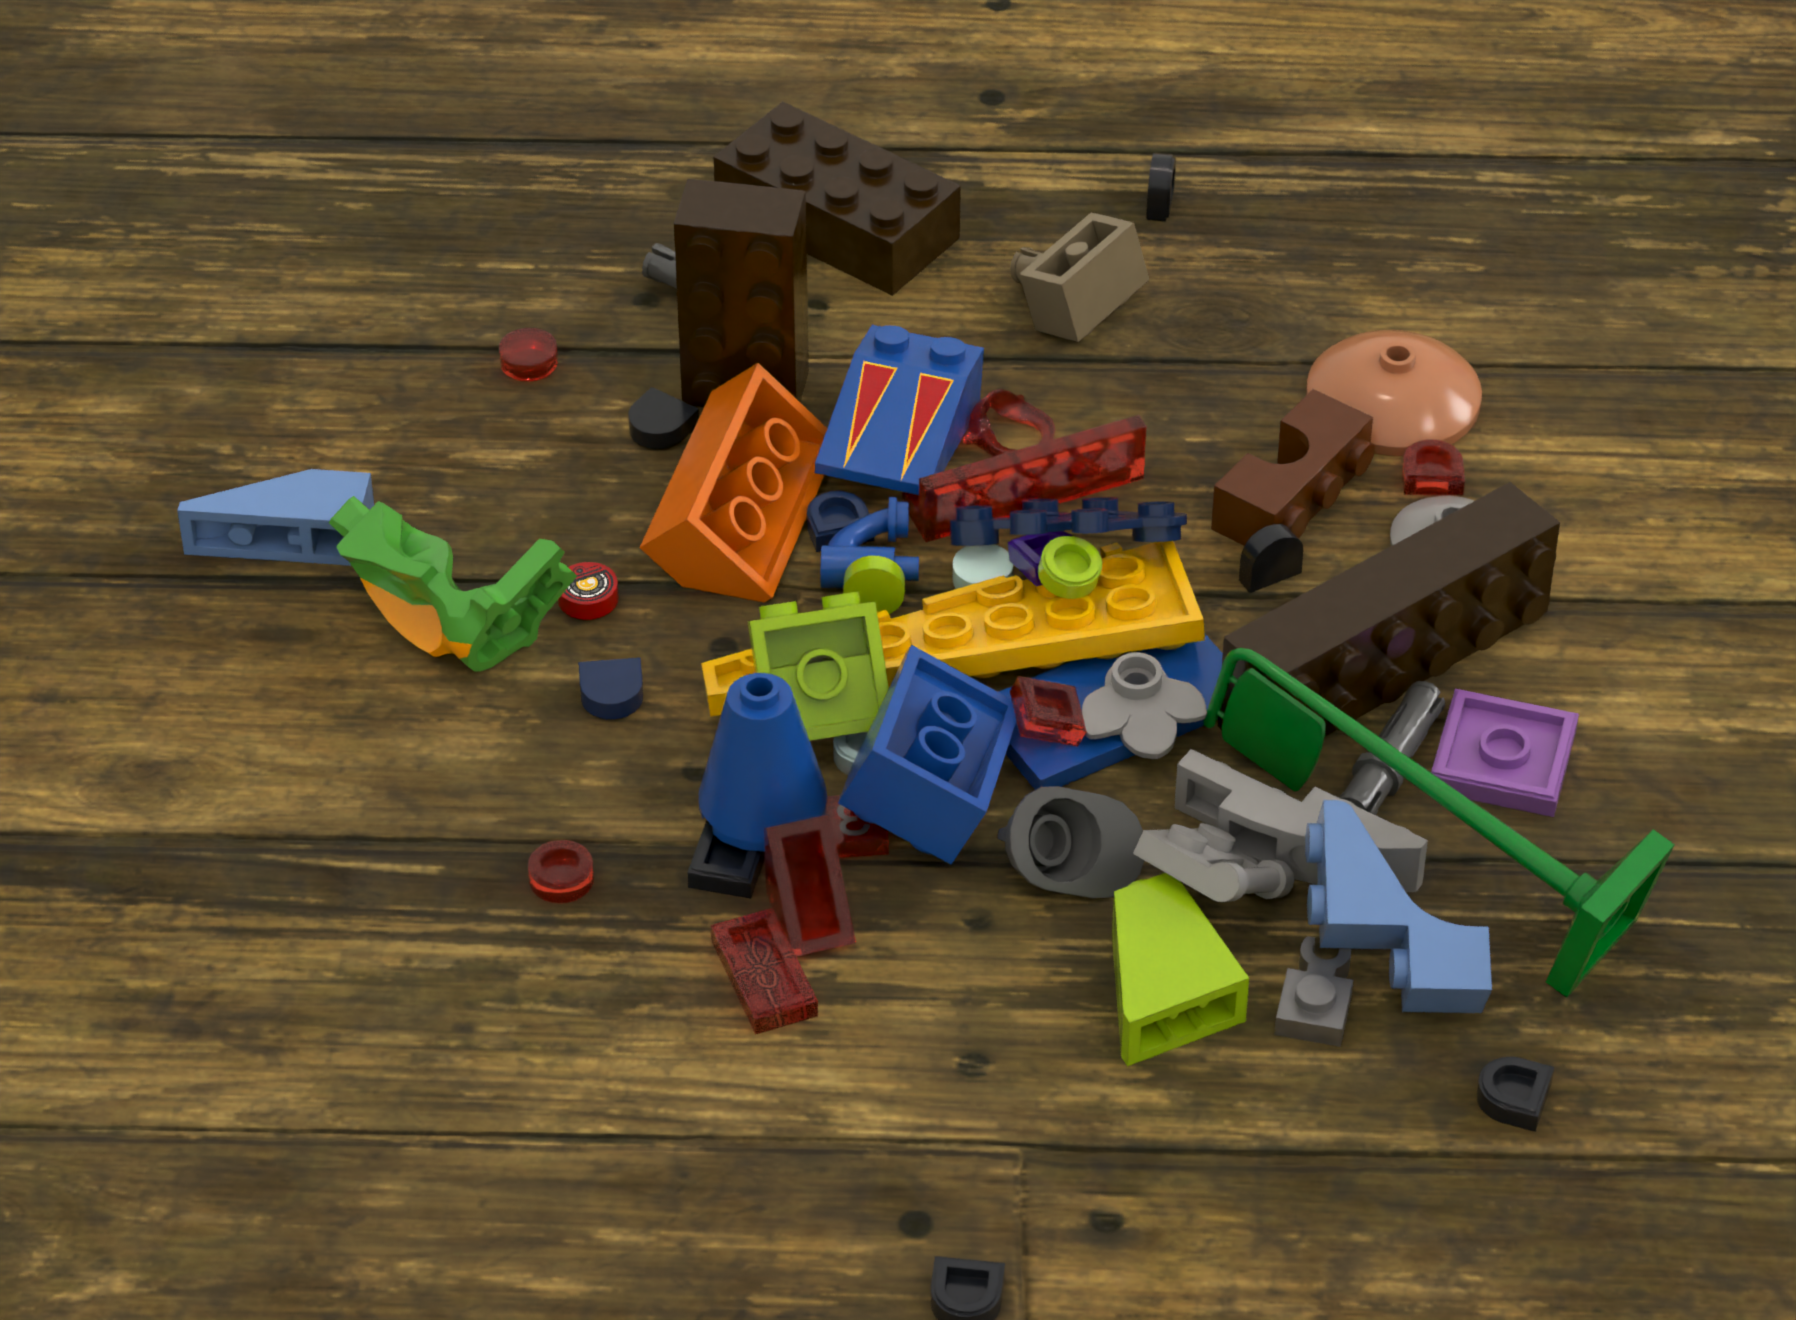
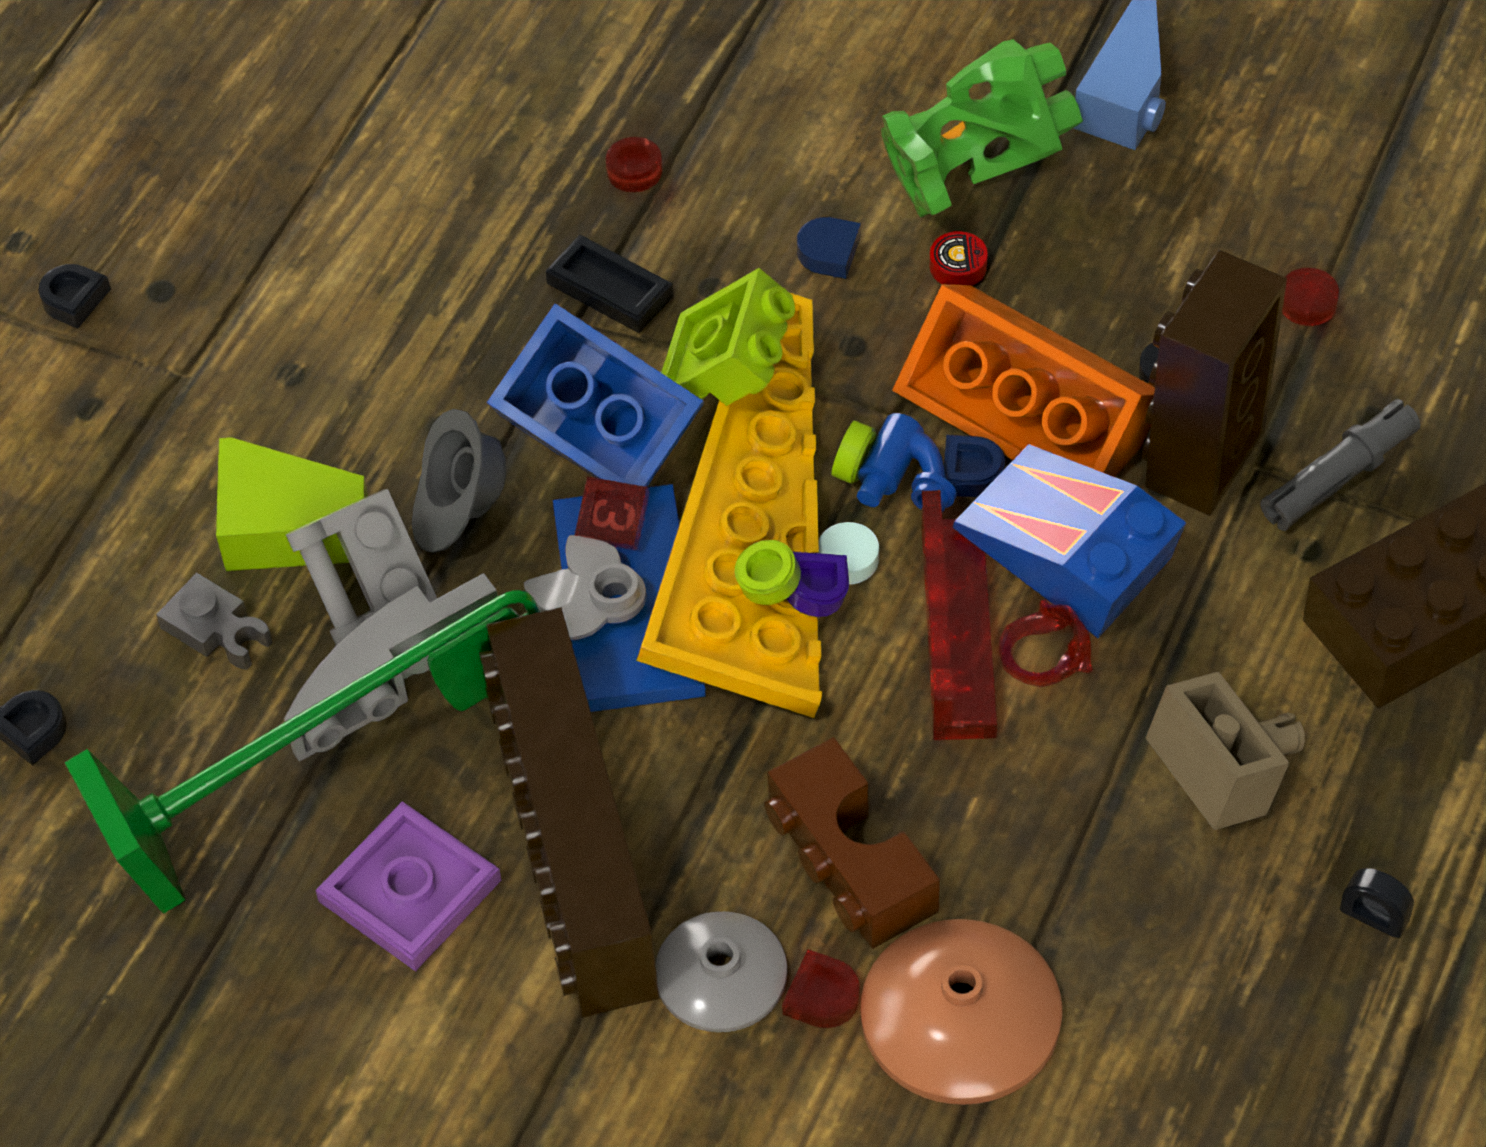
camera: 115 degrees right, 10 degrees up
(760, 764) = (623, 270): blue cone -> none
(764, 971) = (456, 262): clear red tile -> none
(807, 885) = (507, 297): clear red slope -> none
(1151, 523) = (878, 544): dark blue plant -> none
(1270, 557) = (746, 783): black tile -> none
(1367, 908) = (237, 650): medium blue arch -> none
(1404, 731) = (427, 760): dark grey pin -> none

